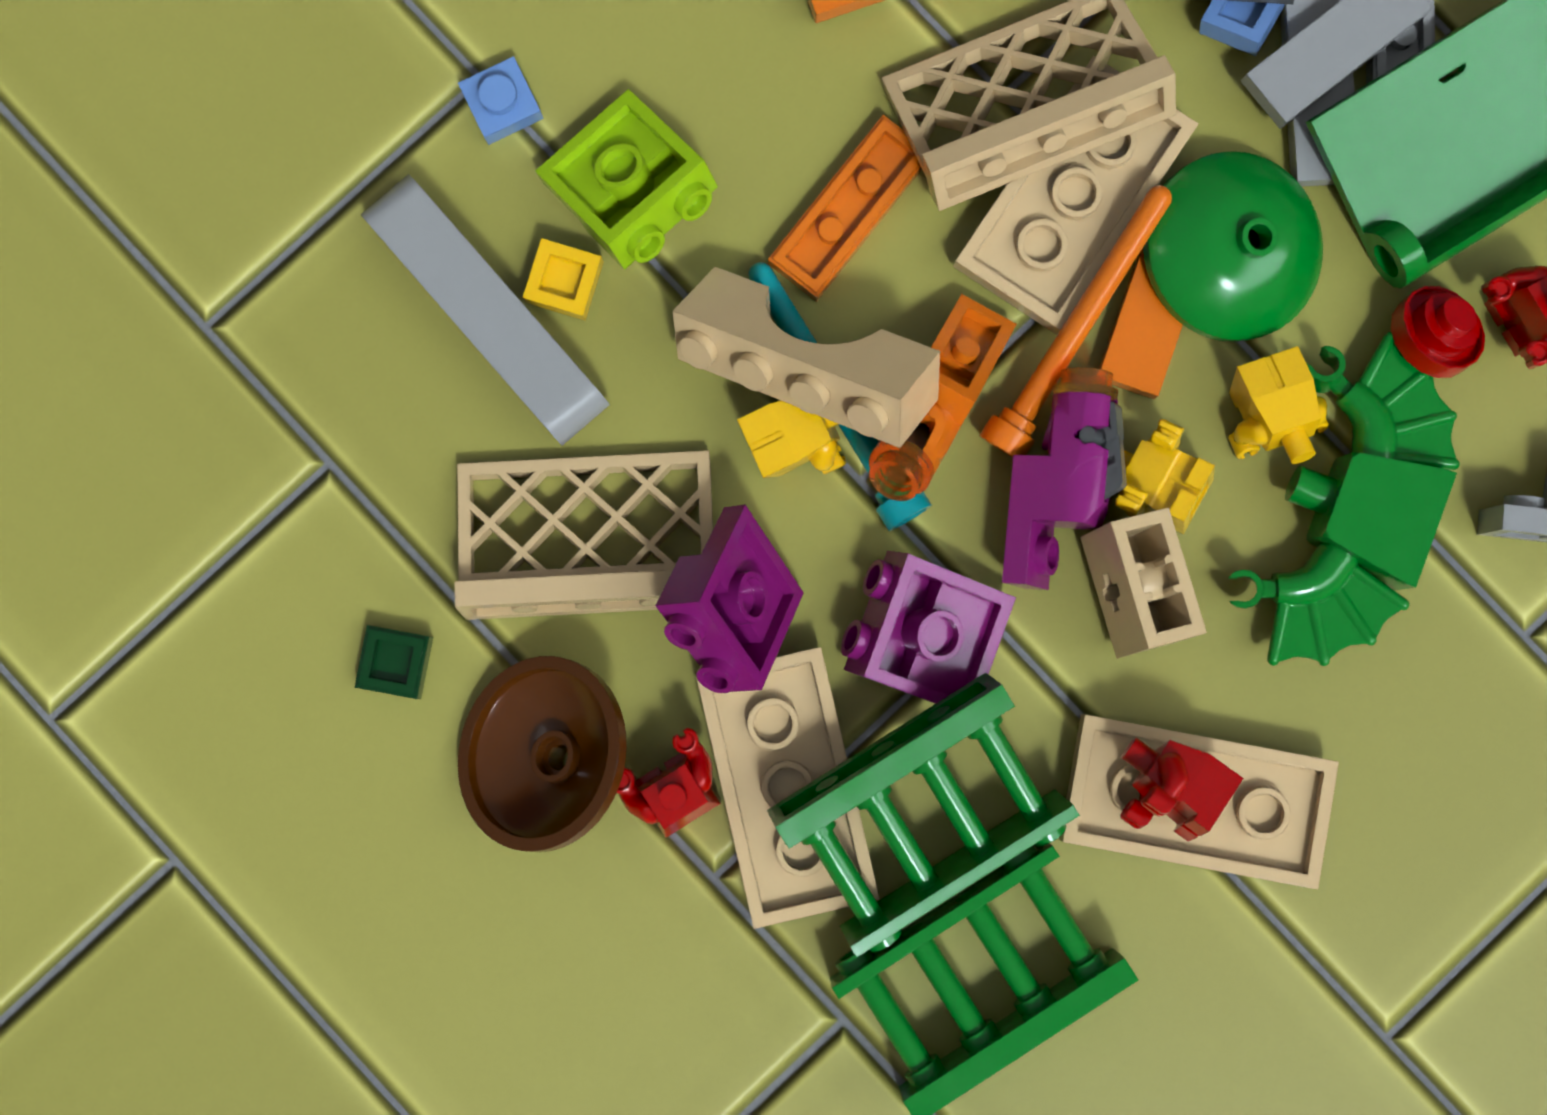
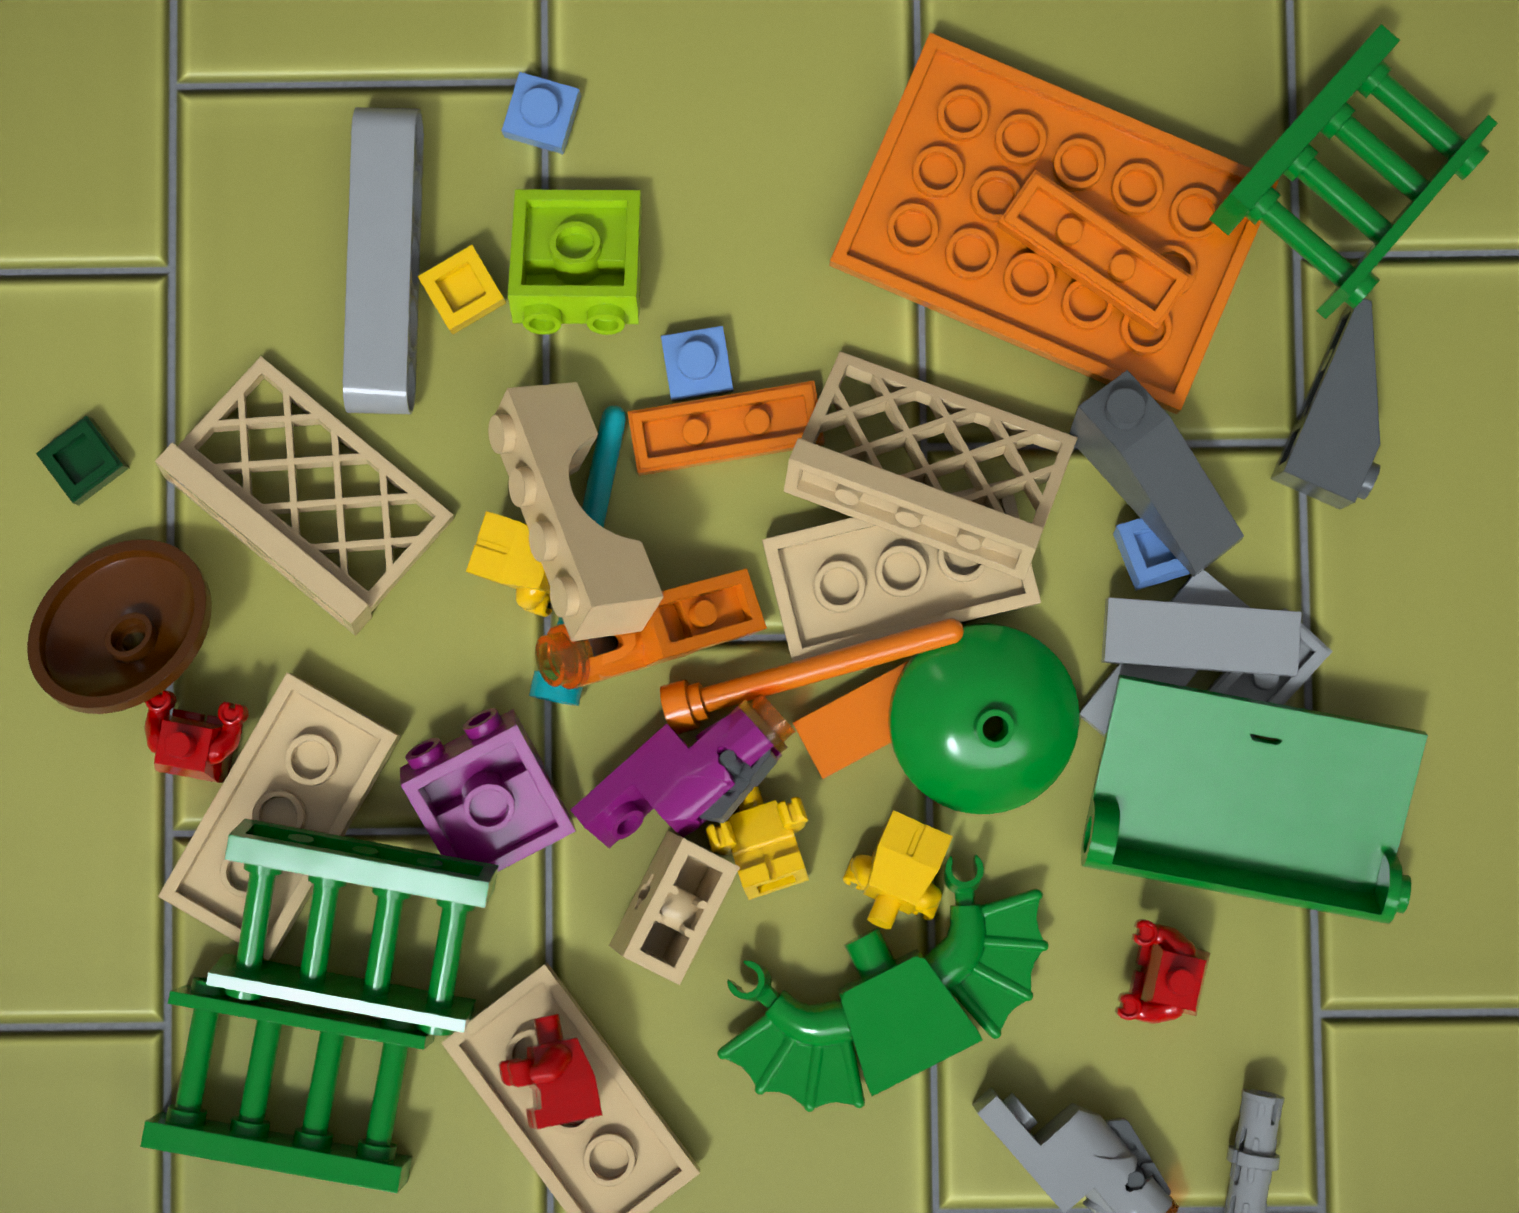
camera: 50 degrees right, 0 degrees up
(731, 604) = (353, 643): magenta plate -> none
(785, 180) = (697, 363): none -> medium blue plate
(1437, 332) = (1076, 923): red plate -> none

